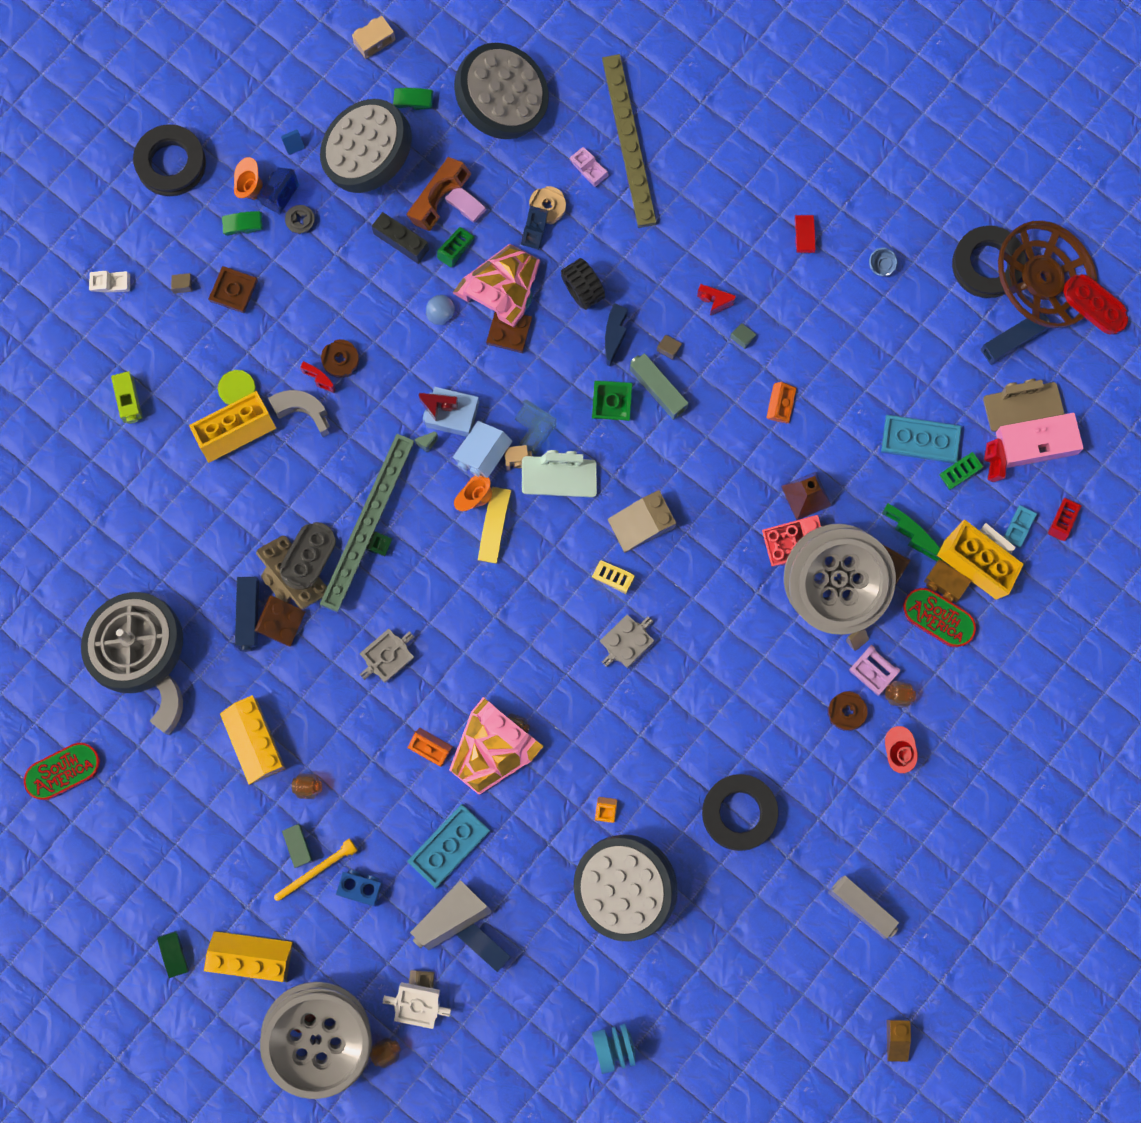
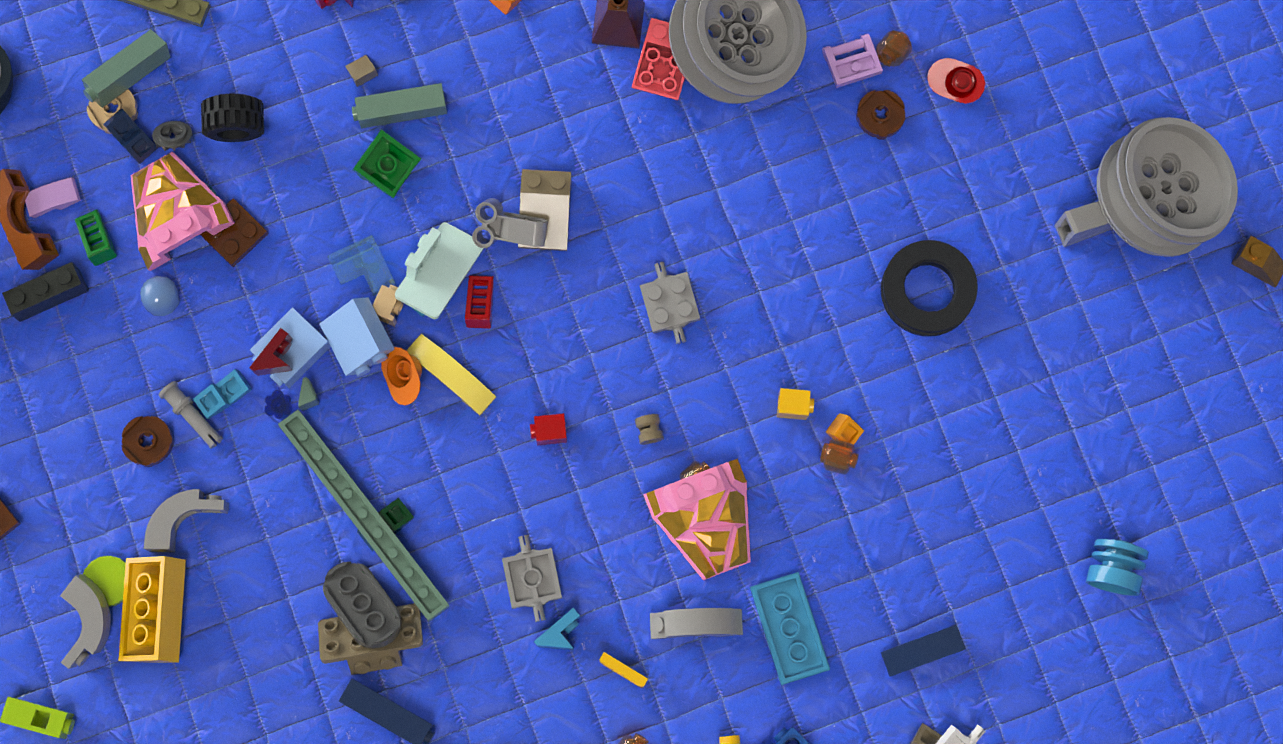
camera: 65 degrees left, 0 degrees up
(208, 394) = (95, 619): none -> light grey arch
(280, 621) = (420, 679): reddish brown plate -> none
(321, 380) = (160, 474): red slope -> none
(356, 691) = (553, 636): none -> dark azure slope
(358, 750) = (623, 670): none -> yellow tile
(375, 367) = (183, 406): none -> light grey pin
(398, 388) = (223, 394): none -> dark azure slope
(410, 421) = (278, 398): none -> clear blue plant
(416, 781) = (696, 622): none -> light grey arch
(430, 747) = (664, 587): orange slope -> none
(450, 916) = (872, 666): light grey slope -> none
(493, 610) = (549, 429): none -> red brick
(530, 676) = (649, 429): none -> dark tan wheel
(543, 526) = (479, 316): none -> red slope
(550, 246) = (162, 134): none -> dark grey gear
(577, 197) = (125, 68): none -> sand green brick
(584, 814) = (839, 456): none -> clear orange head
(588, 167) = (97, 39): lavender slope -> none
(604, 764) = (794, 404): none -> yellow brick
(614, 331) = (308, 118): dark blue slope -> none
(614, 503) = (508, 226): none -> light grey piece
(624, 589) = (593, 283): light yellow slope -> none
(625, 887) = (949, 454): wheel -> none
(857, 639) = (809, 61): dark tan slope -> none
(938, 945) = (1167, 187): none -> light grey wheel

